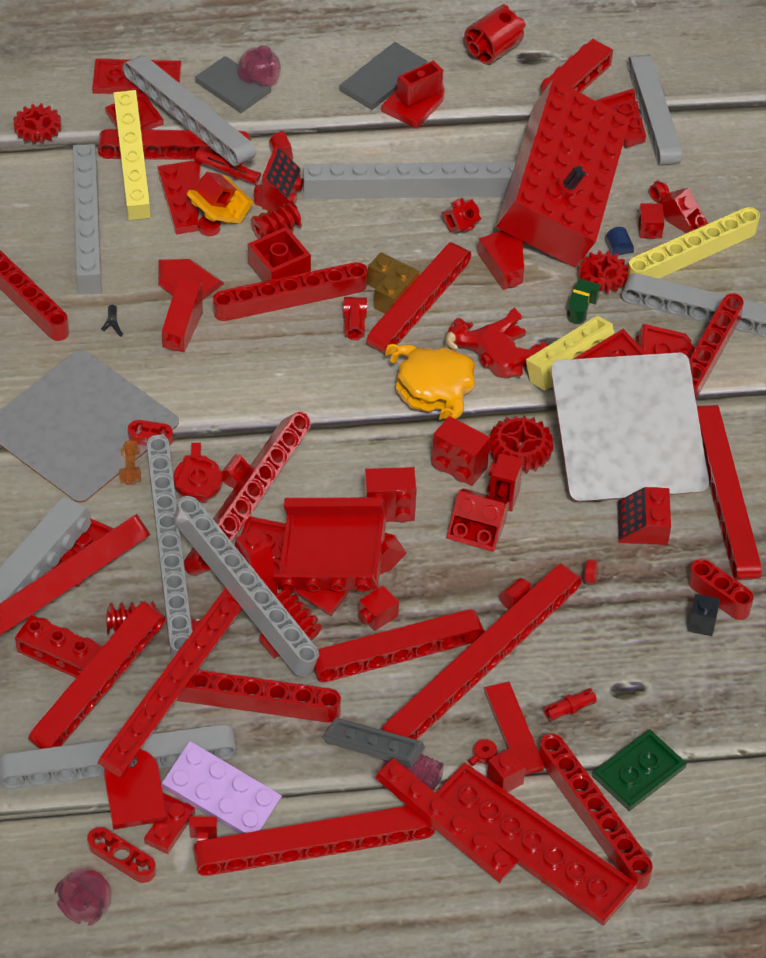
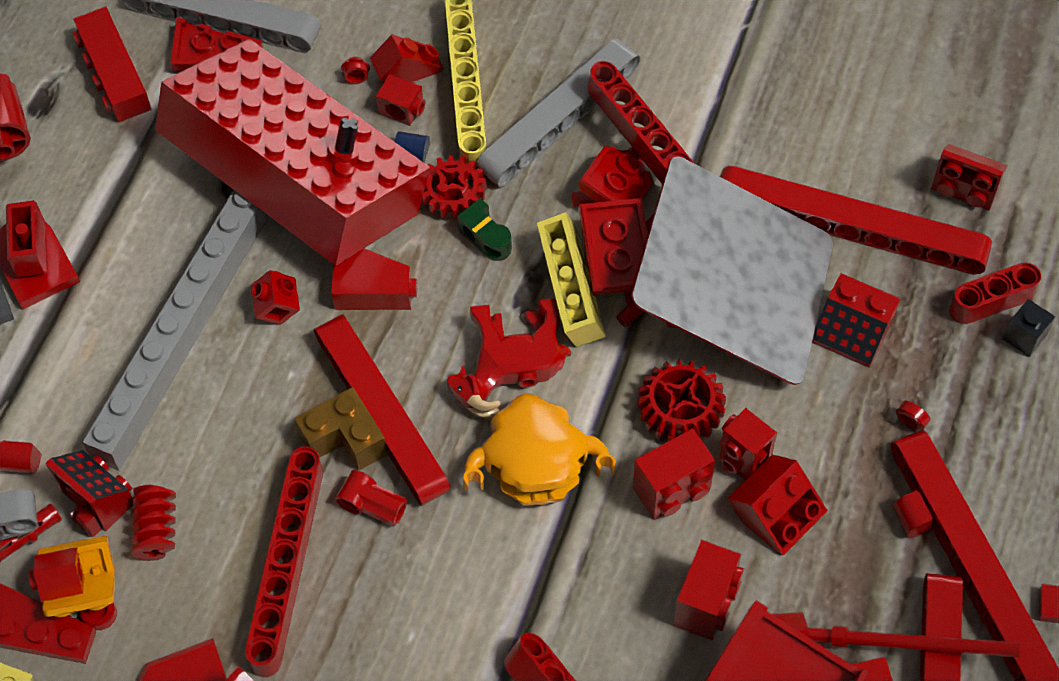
camera: 60 degrees left, 10 degrees up
(278, 255) = (225, 547): red brick -> none
(405, 584) = (842, 637): none -> red bar

